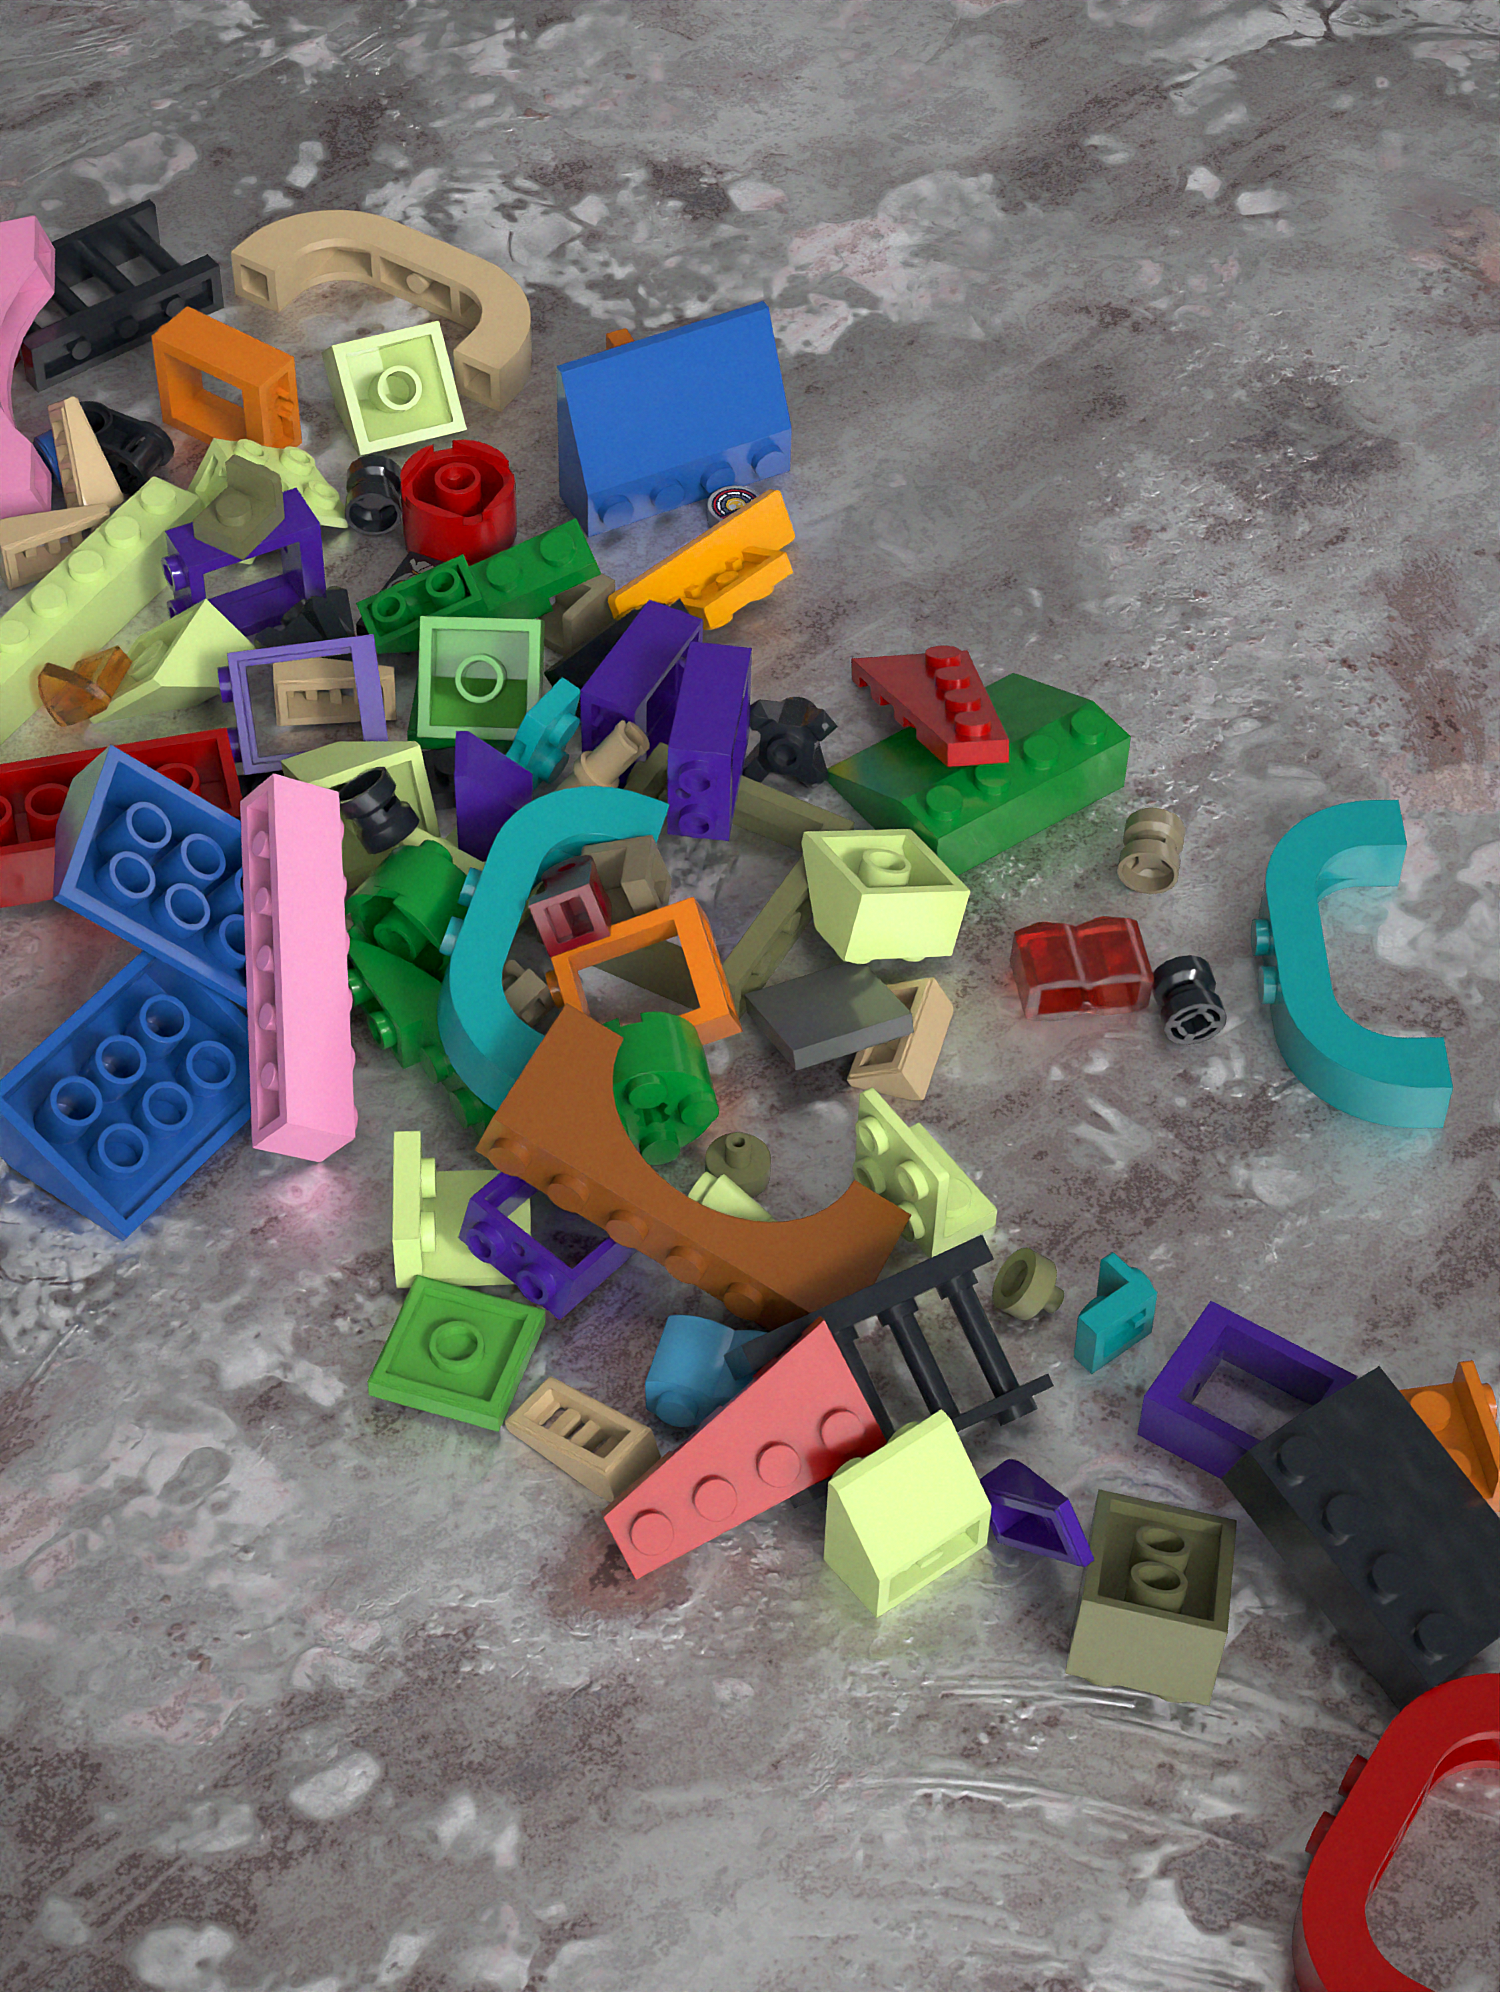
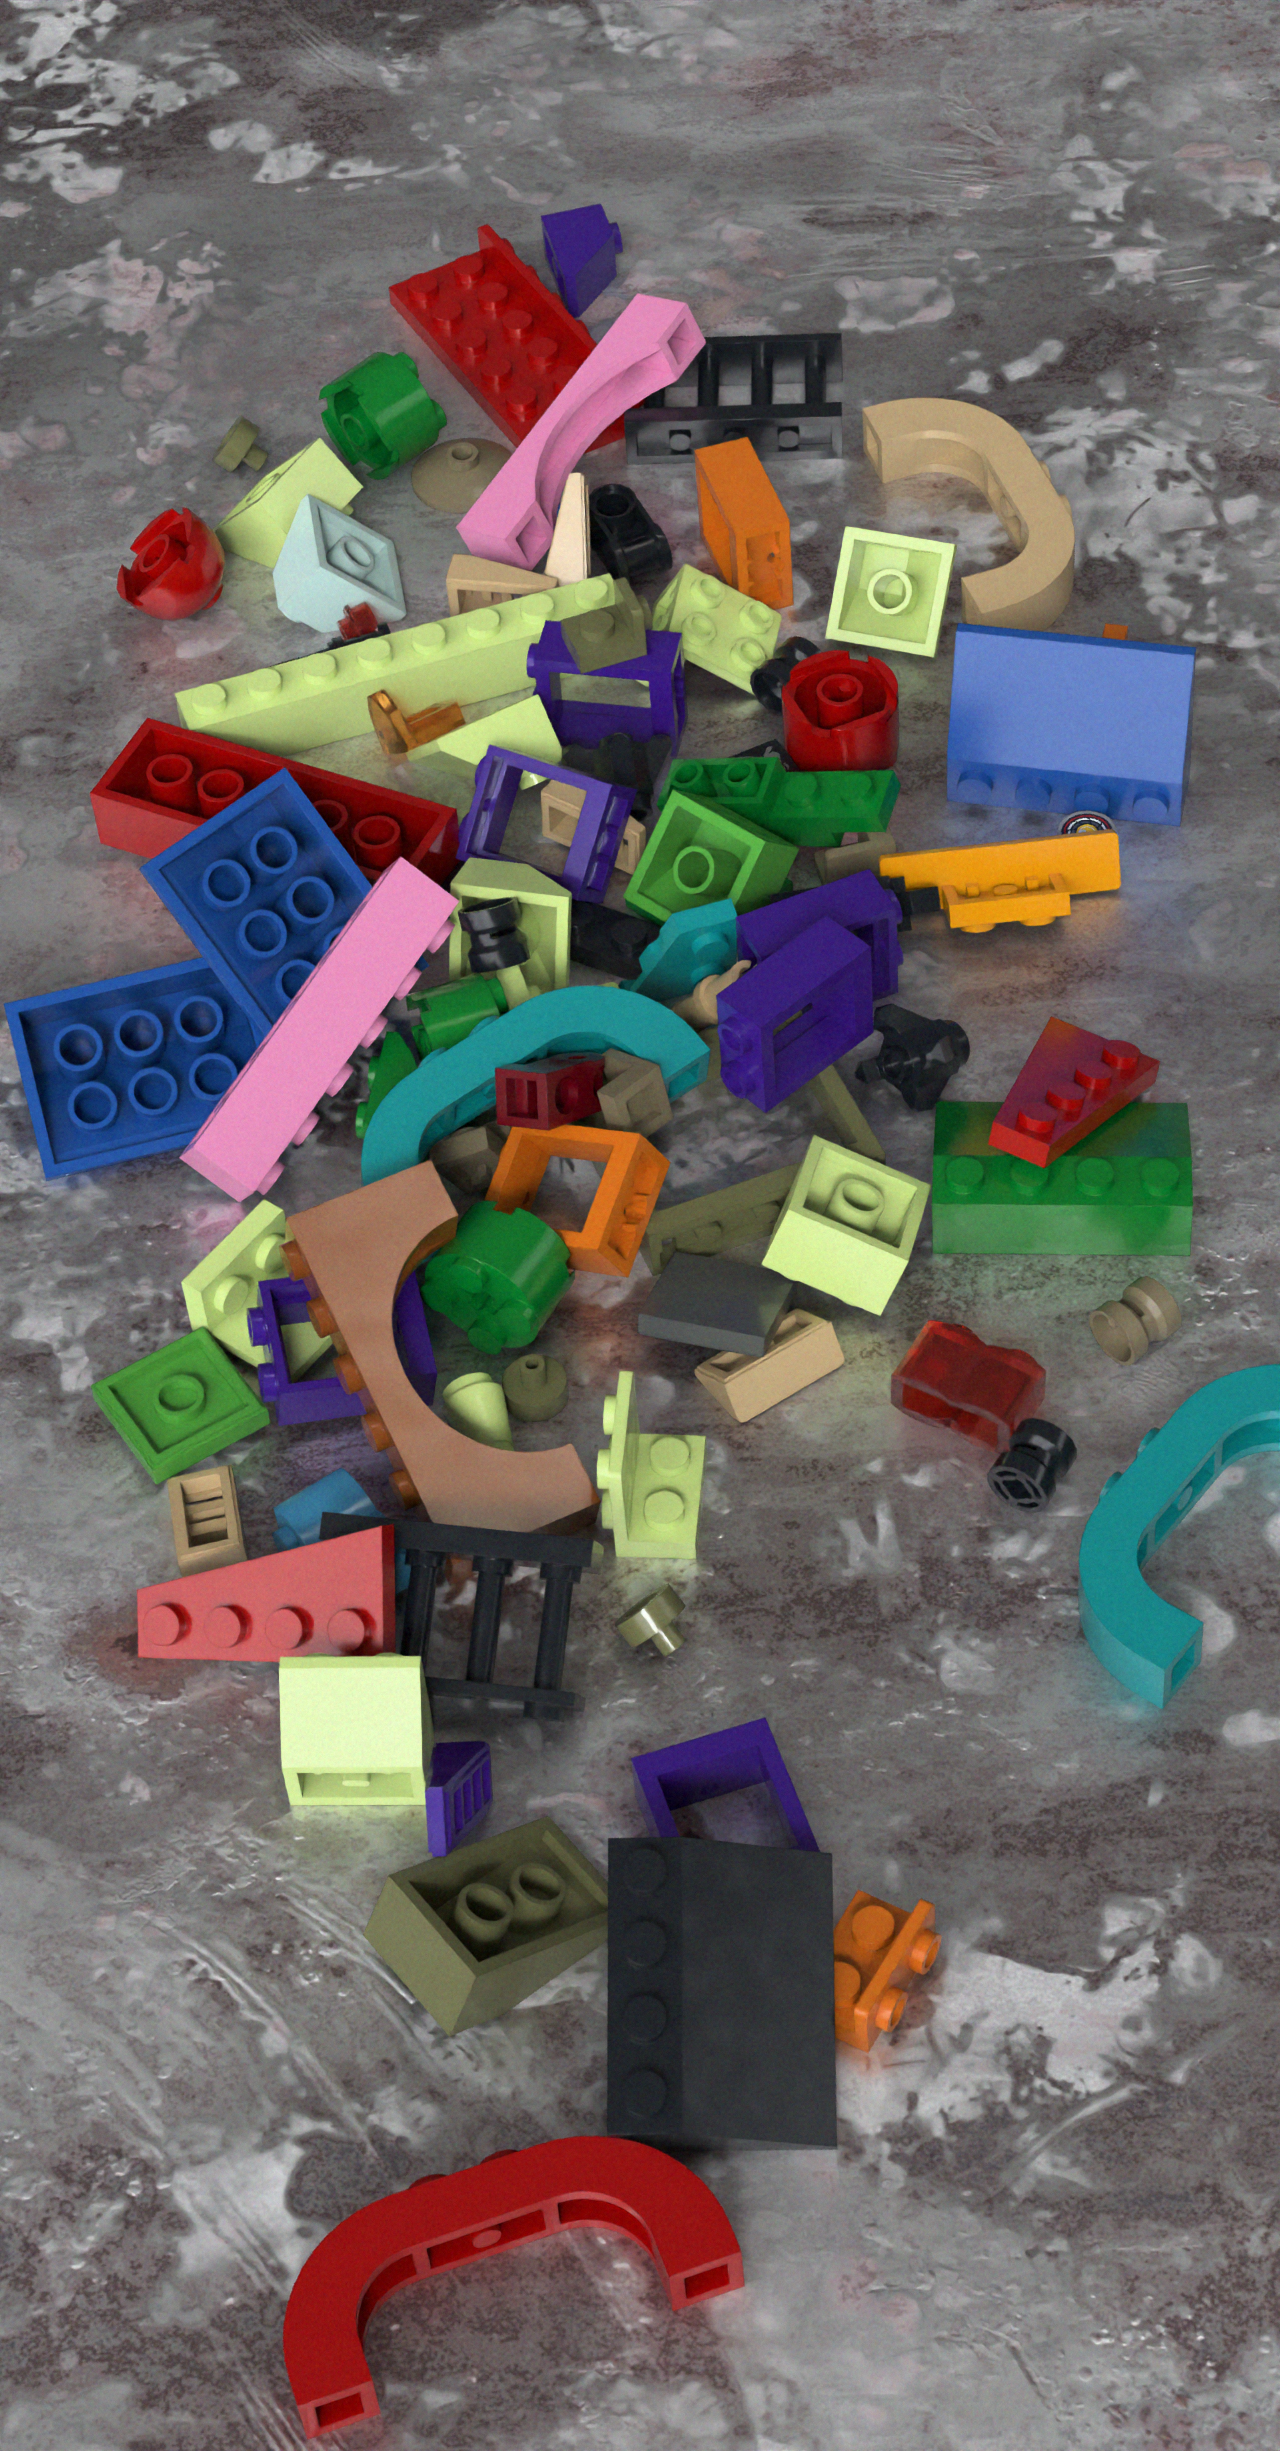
camera: 45 degrees right, 0 degrees up
(486, 793) = (595, 952): dark purple slope -> none
(1117, 1316) = (695, 1690): teal bracket -> none

